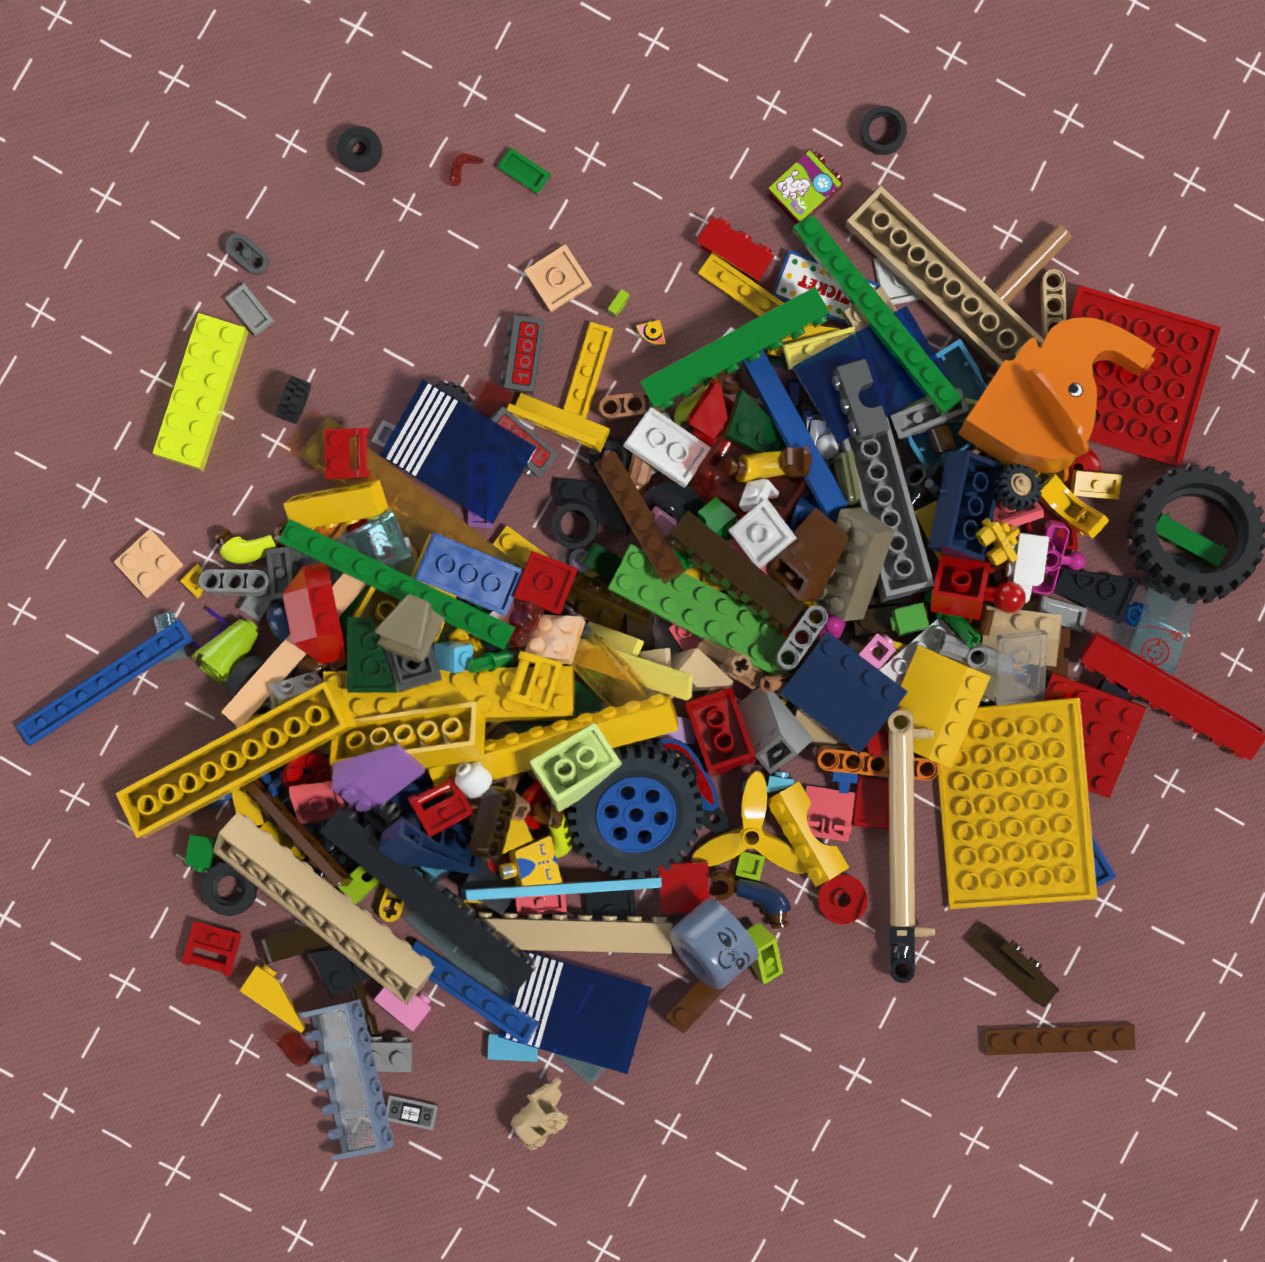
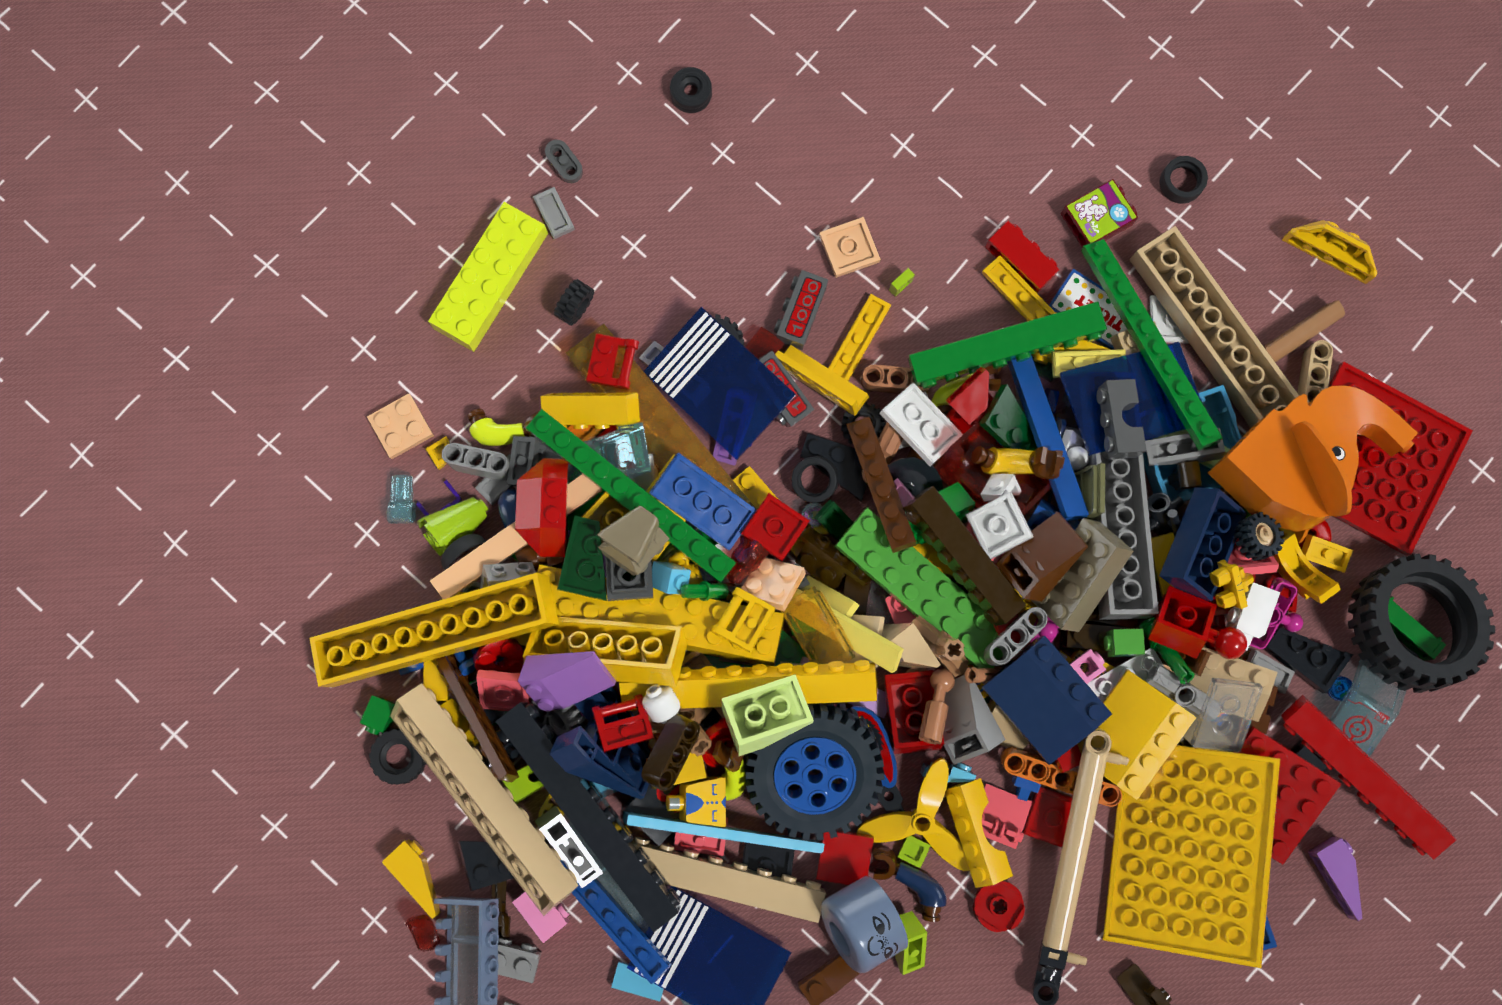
camera: 10 degrees right, 5 degrees down
(104, 682) = (328, 528): blue tile -> none
(213, 940) = (370, 804): red plate -> none
(291, 944) = (444, 826): dark brown beam -> none
(420, 938) = (568, 846): none -> slope
(456, 167) = (782, 120): clear red hair -> none
(524, 171) = (839, 144): green tile -> none
(652, 332) = (927, 317): tile -> none
(740, 726) = (936, 709): none -> nougat piece
(1049, 167) = (1335, 247): none -> yellow wedge
(1163, 791) = (1340, 872): none -> medium lavender slope

